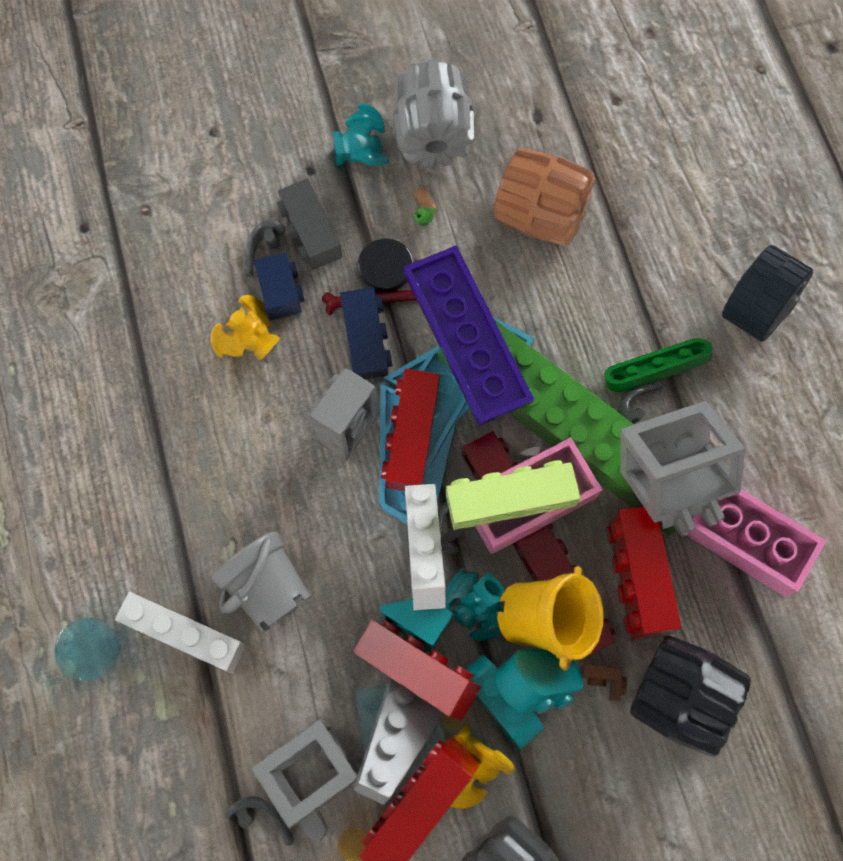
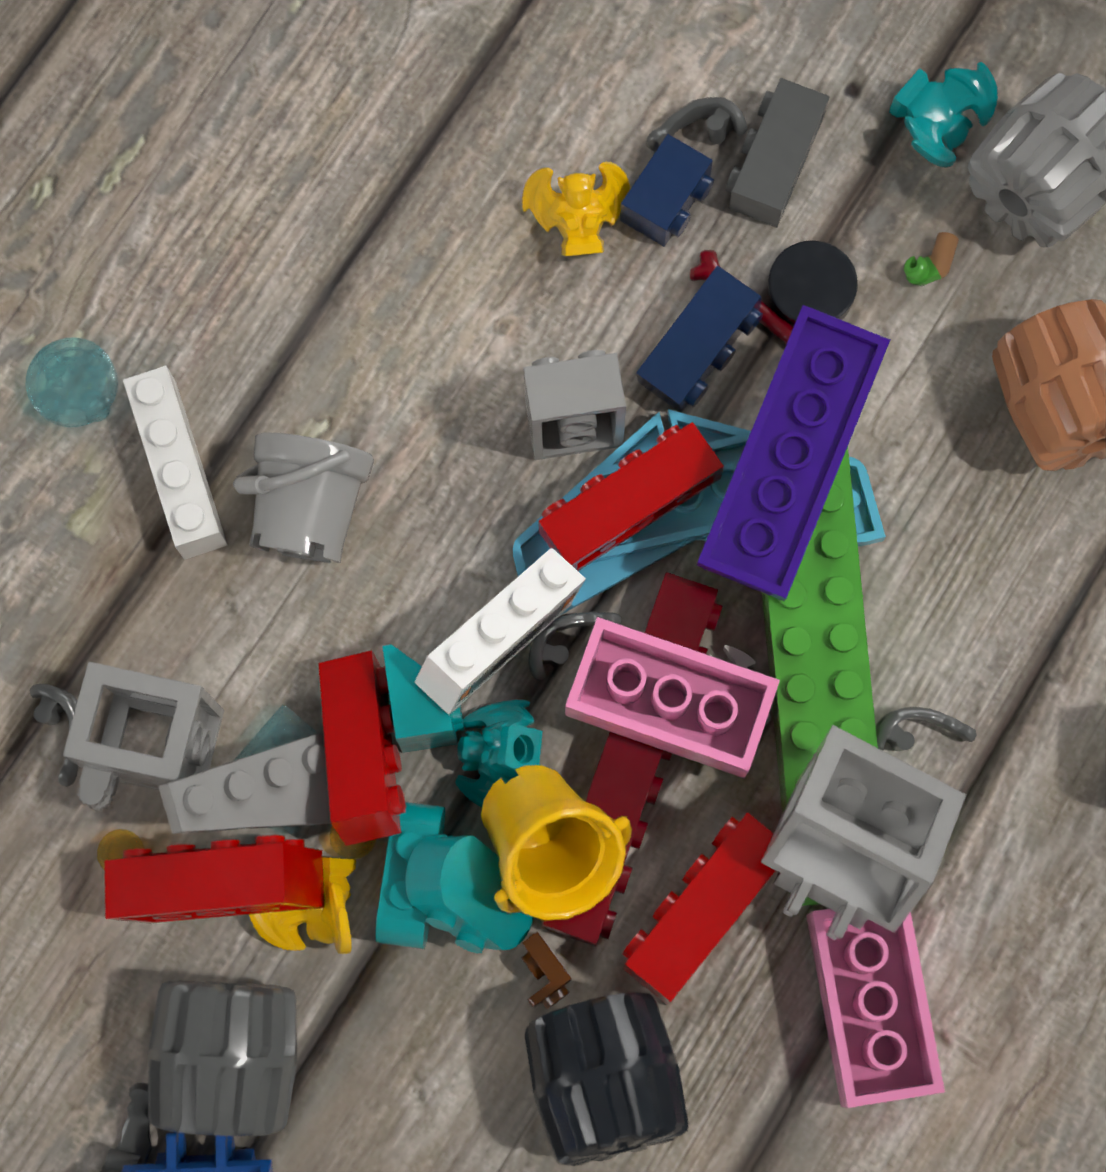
camera: 50 degrees right, 5 degrees up
(512, 495) = (639, 671): yellowish green brick -> none
(658, 365) = (994, 712): green plate -> none

